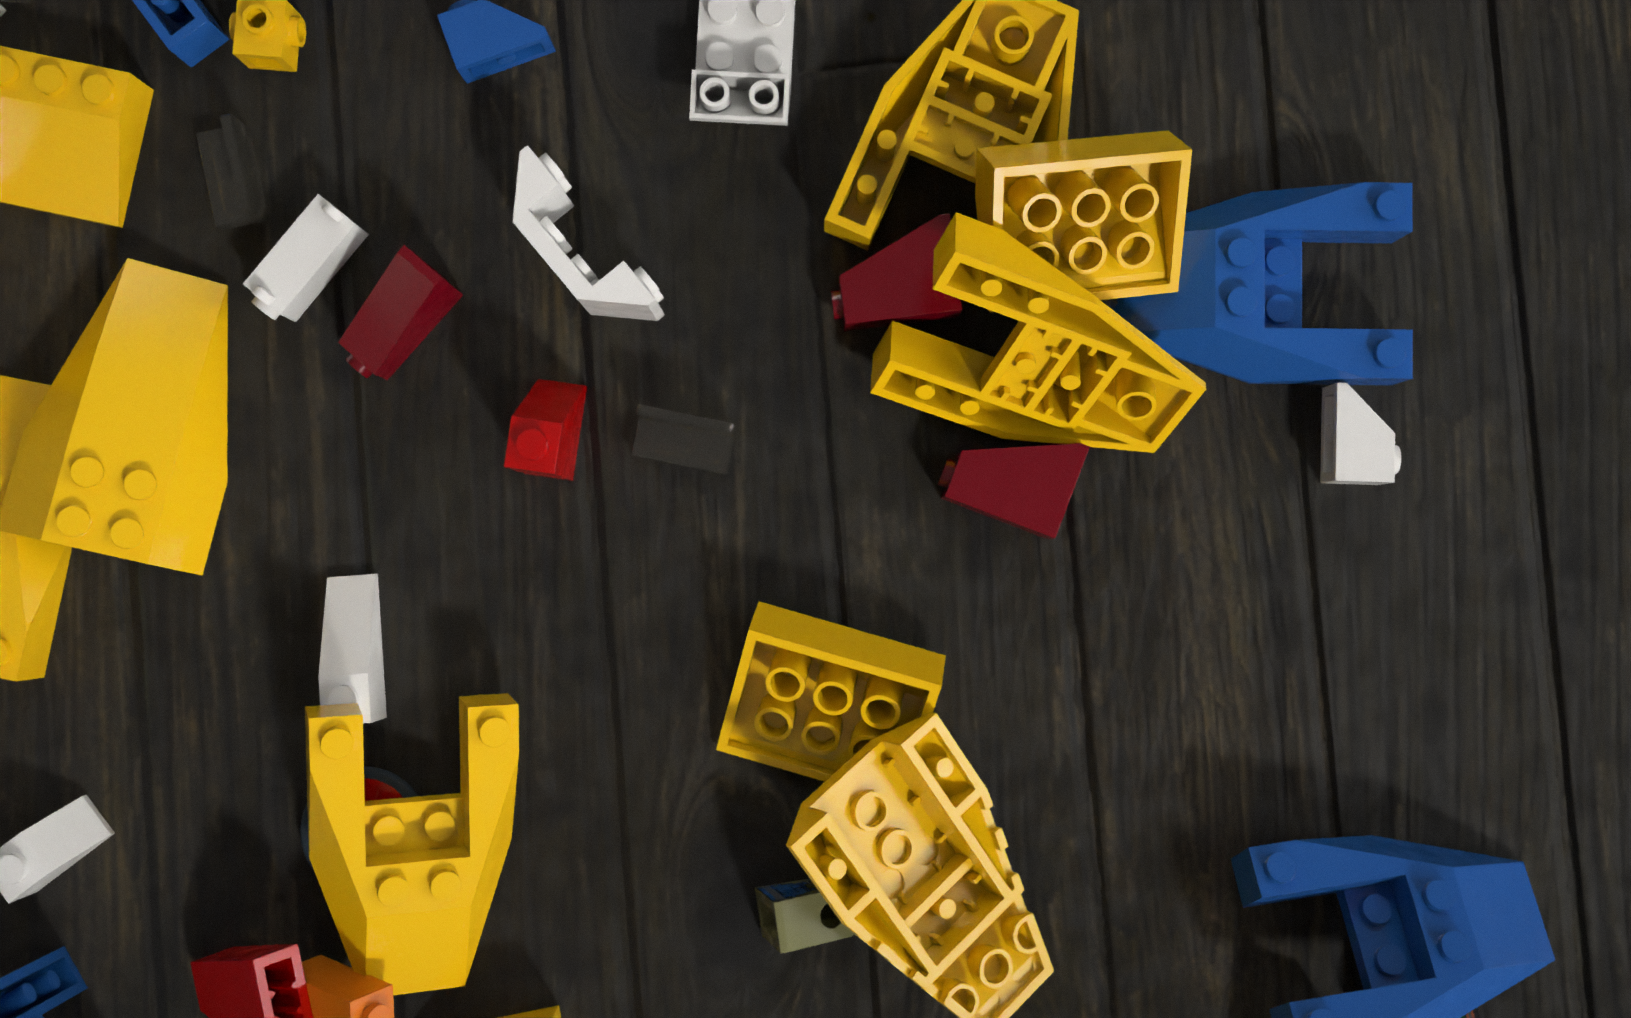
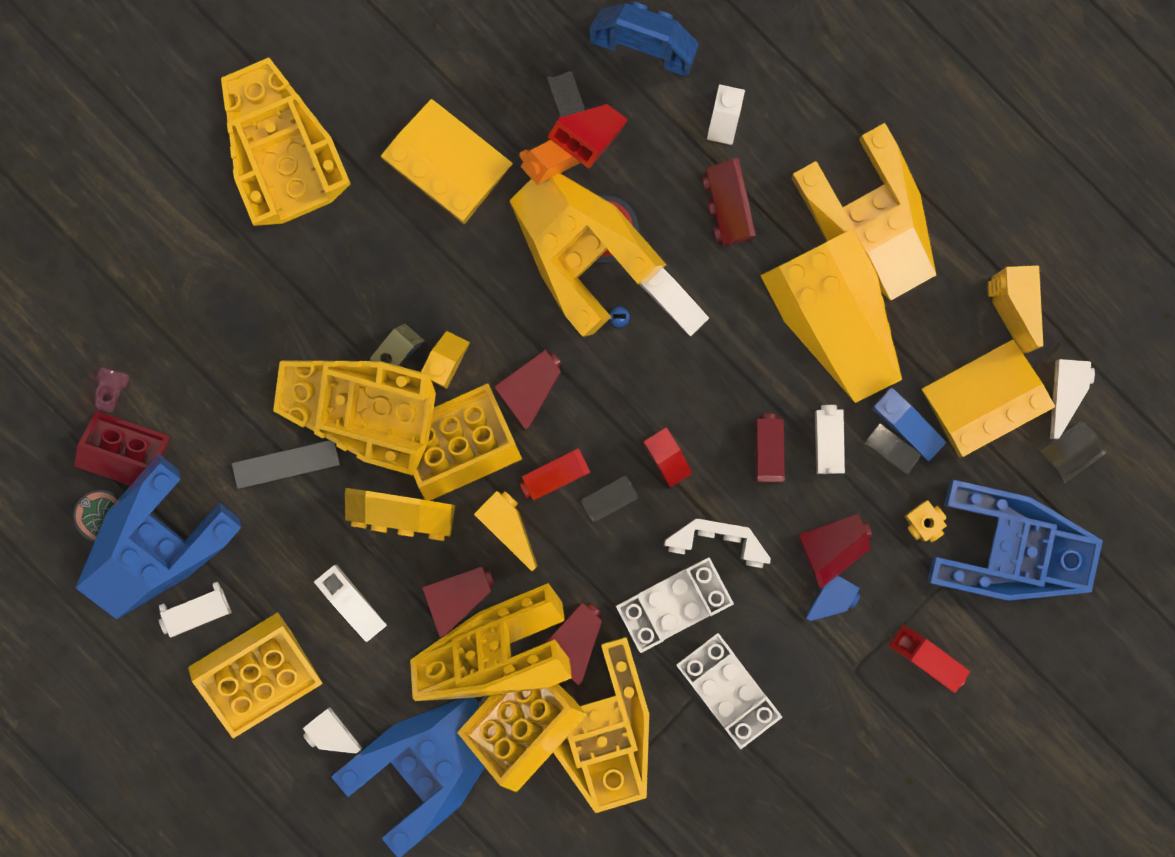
camera: 140 degrees right, 0 degrees up
(145, 716) = (729, 203): none -> dark red slope
(175, 196) = (908, 424): none -> blue slope
(424, 102) = (835, 547): none -> dark red slope
(457, 678) = (619, 323): none -> blue hinge
(660, 696) = (530, 386): none -> dark red slope
(716, 214) = (674, 604): none -> white slope
(729, 537) = (554, 475): none -> red slope
(748, 838) = (445, 359): none -> yellow slope
(861, 527) = (506, 523): none -> yellow slope
(1005, 673) = (398, 512): none -> yellow wedge
(1100, 879) = (285, 464): none -> dark grey tile
(1175, 606) = (350, 602): none -> white slope
(1396, 617) = (254, 675): none -> yellow slope
(1407, 778) = (194, 612): none -> white brick

